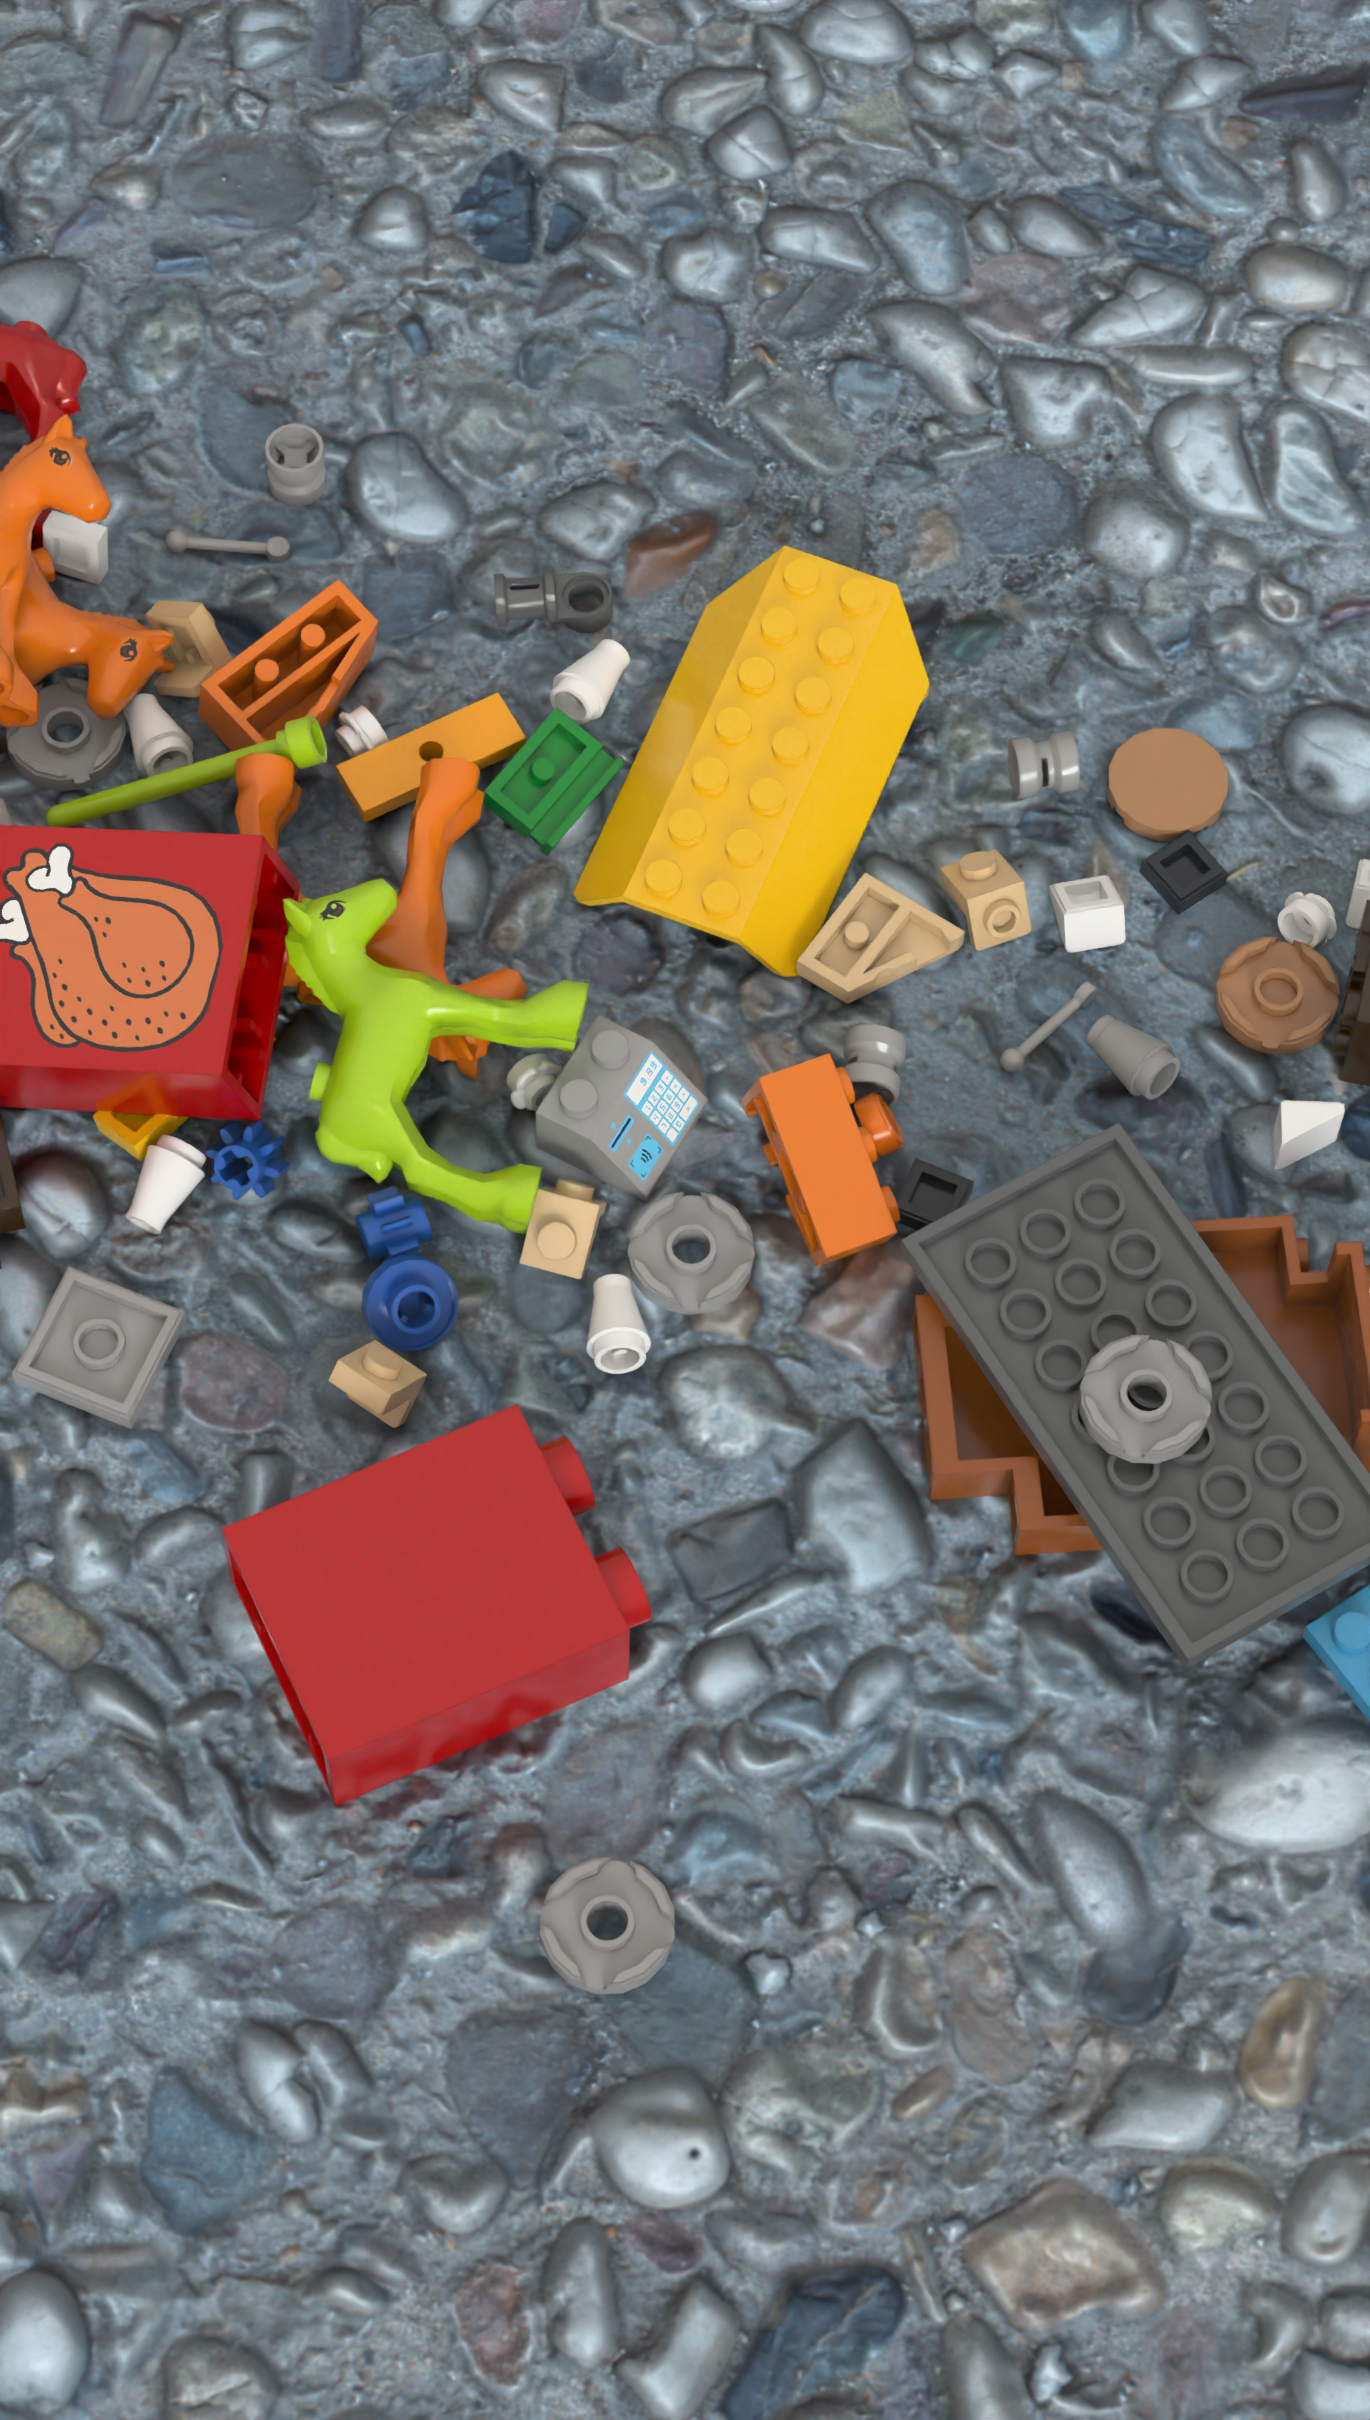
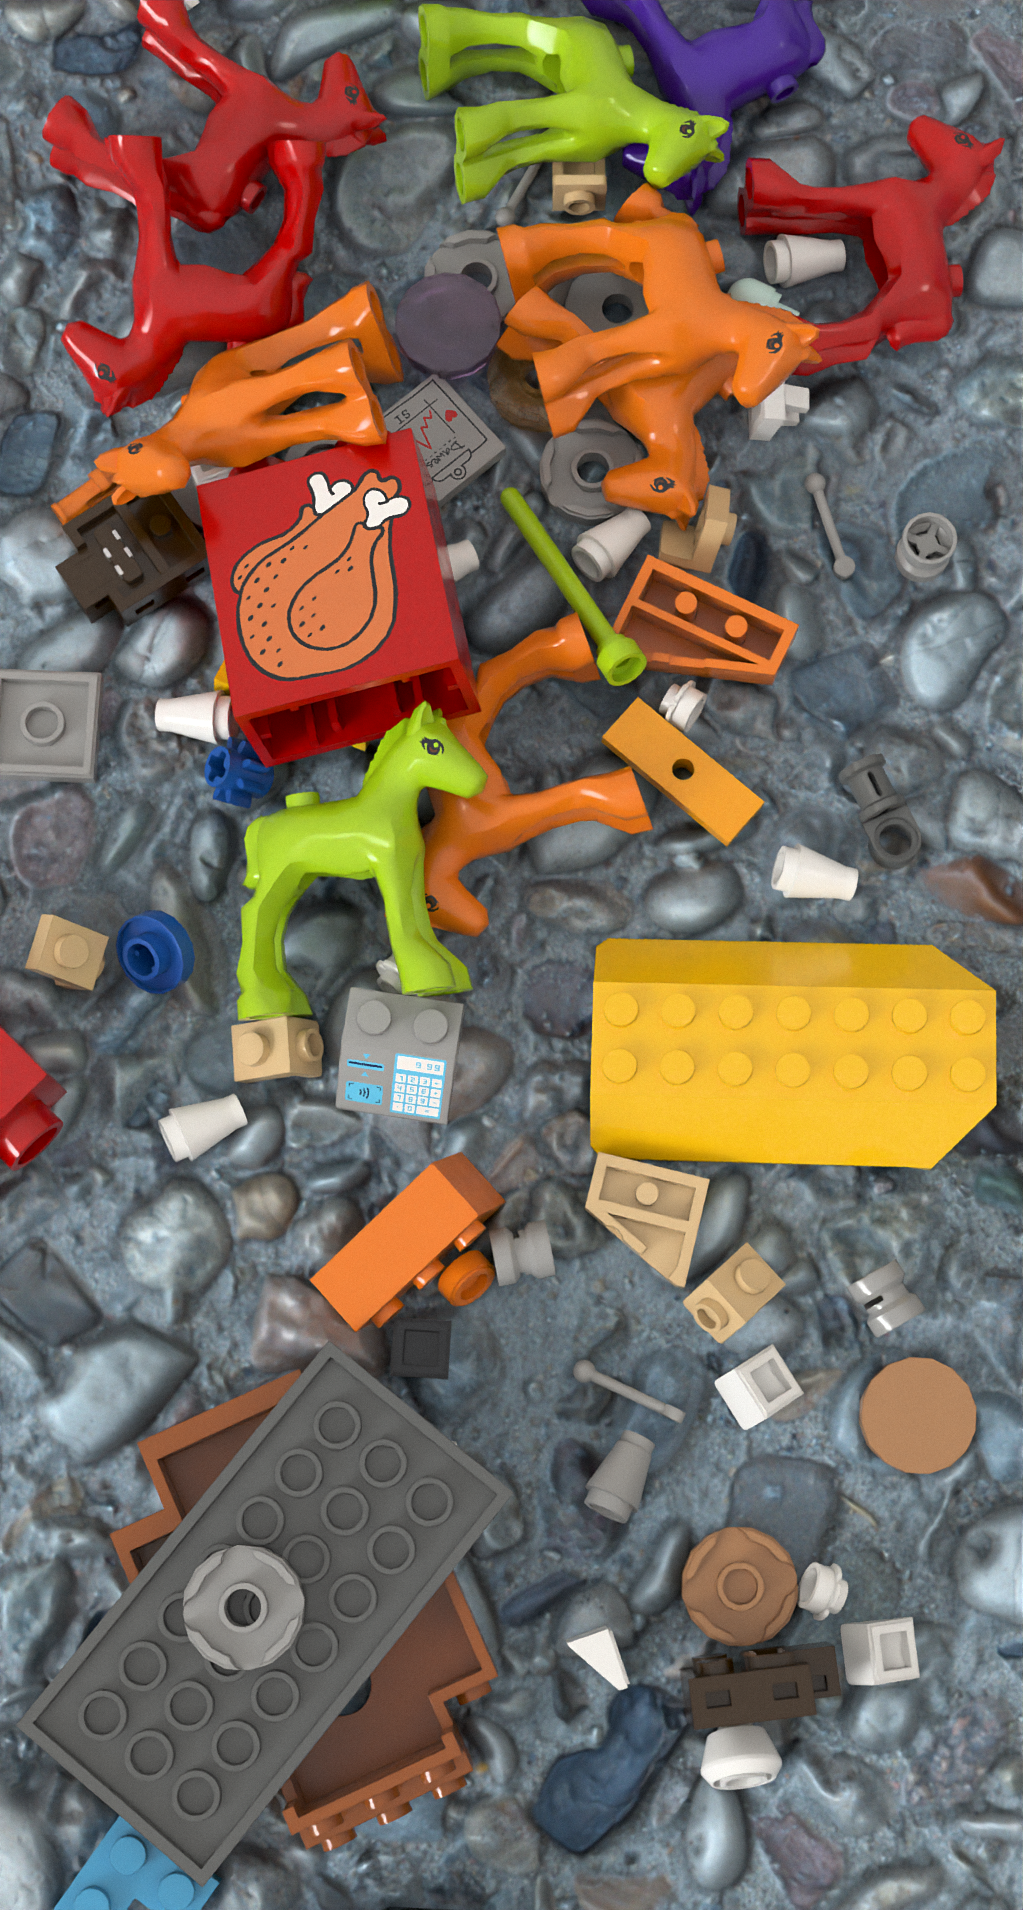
camera: 70 degrees right, 15 degrees up
(393, 1225) = (217, 912): blue gear -> none
(551, 781) = (699, 880): green plate -> none
(682, 1285) = (302, 1196): light grey tile -> none
(1183, 872) = (832, 1460): black tile -> none

